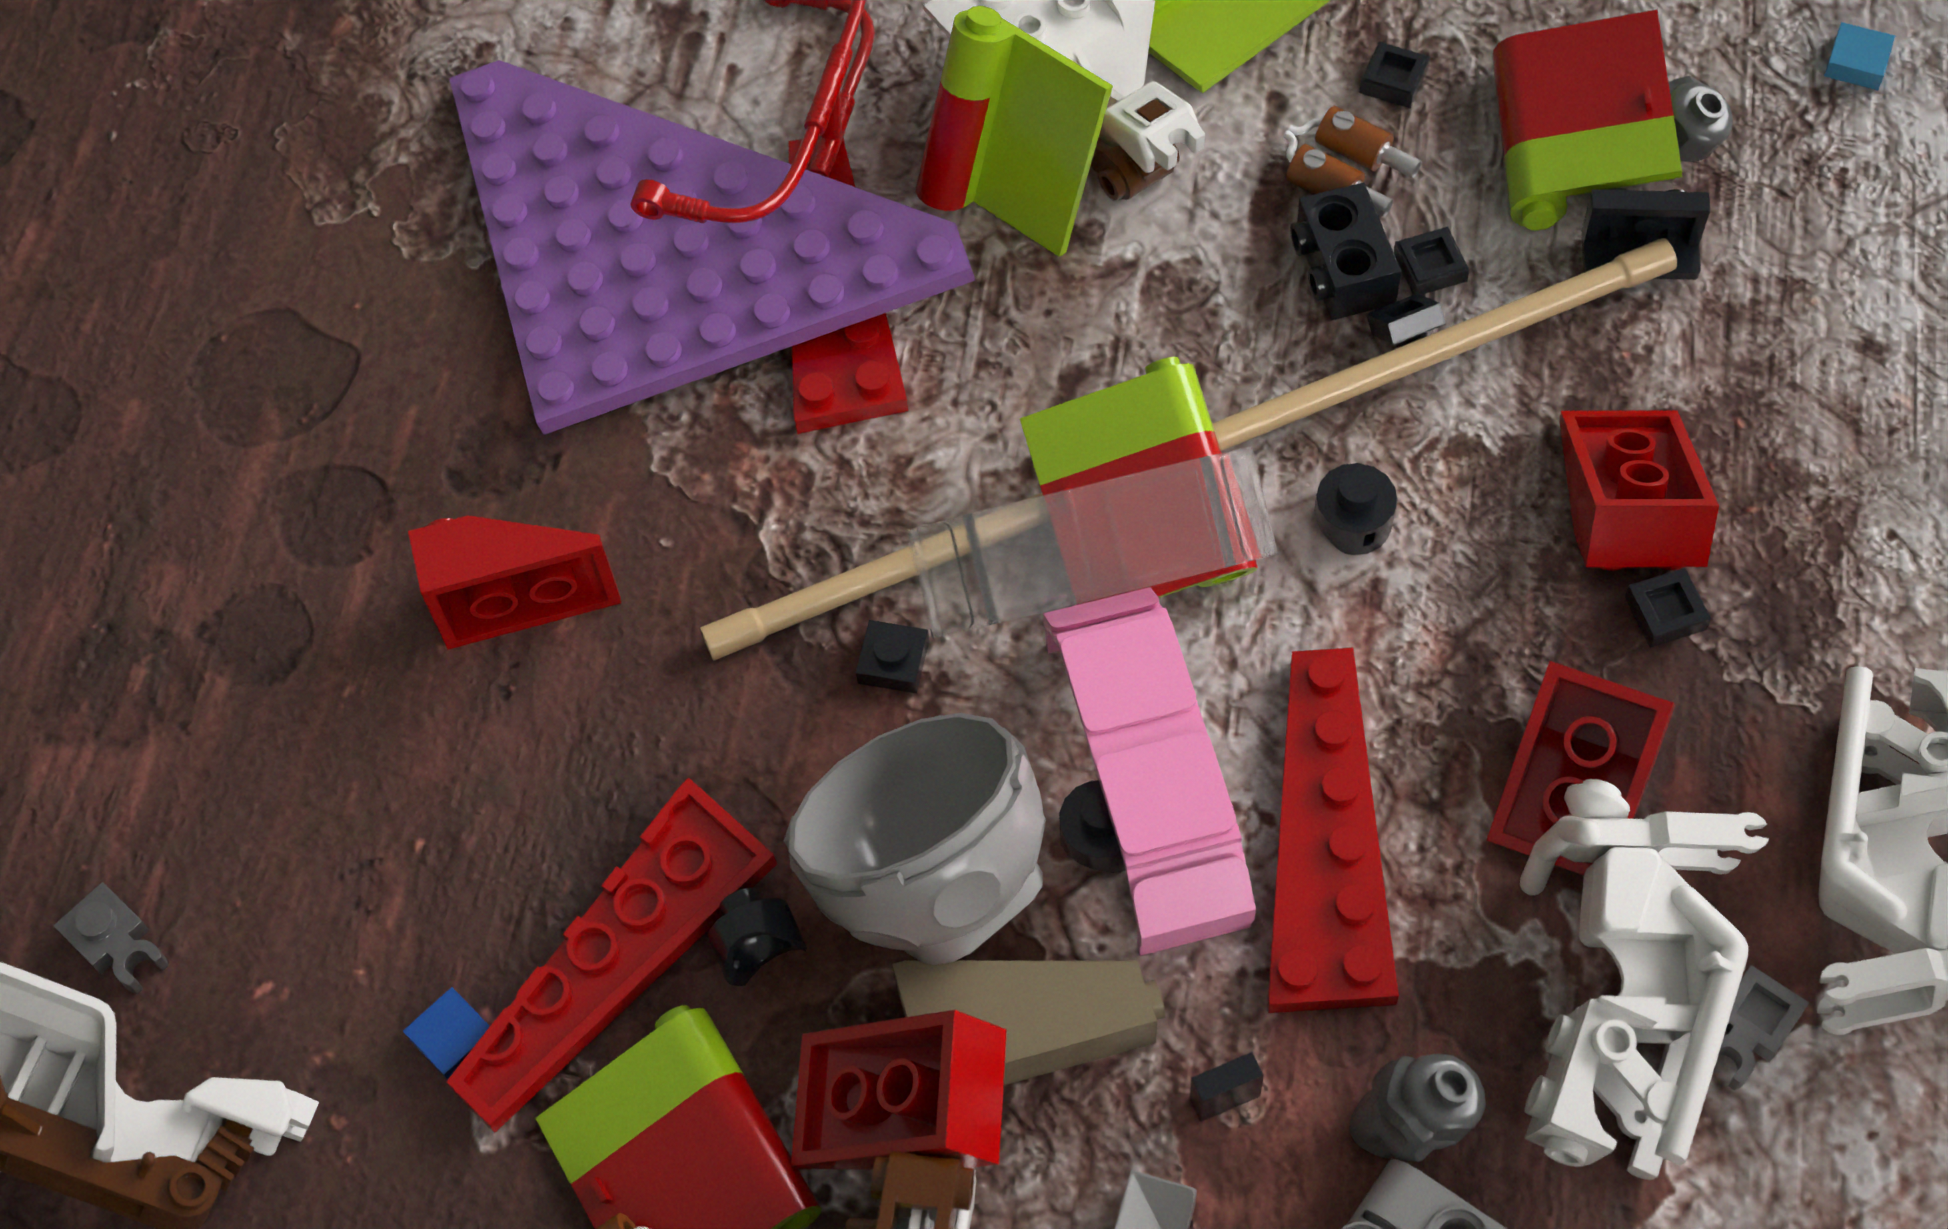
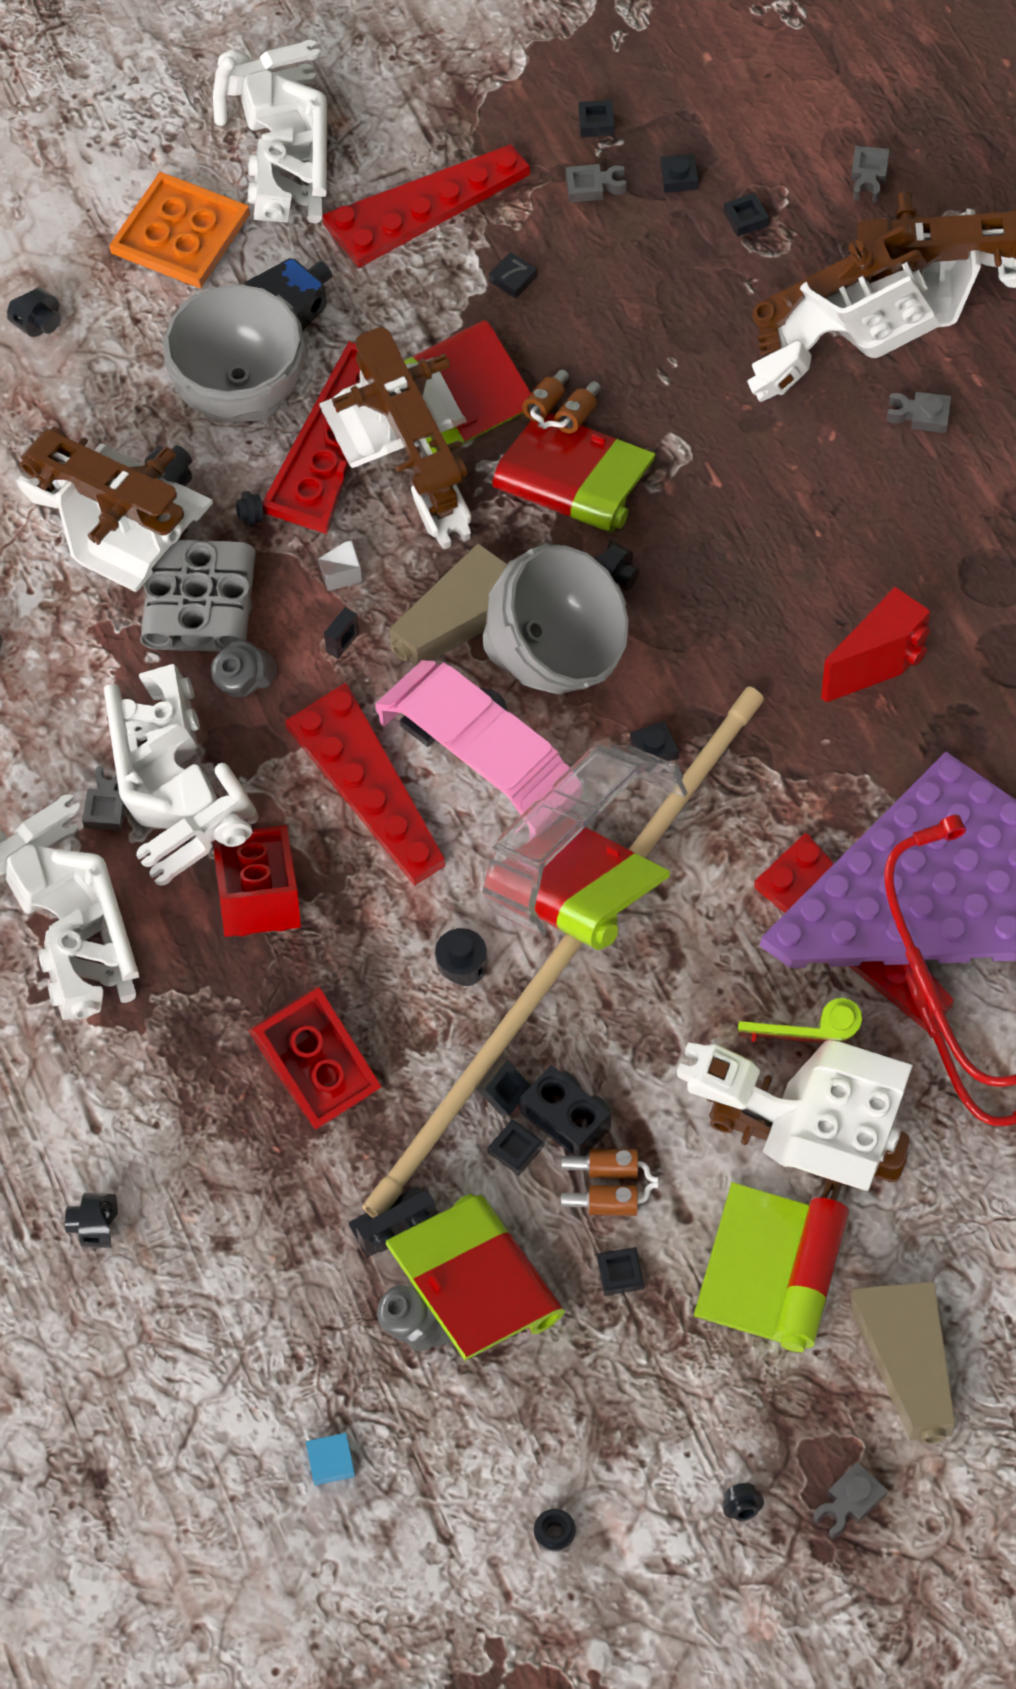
camera: 145 degrees right, 0 degrees up
(447, 1032) = (724, 462): blue tile -> none
(613, 953) = (674, 553): red wing -> none
(900, 1087) = (479, 520): red slope -> none
(1667, 607) = (257, 995): black plate -> none

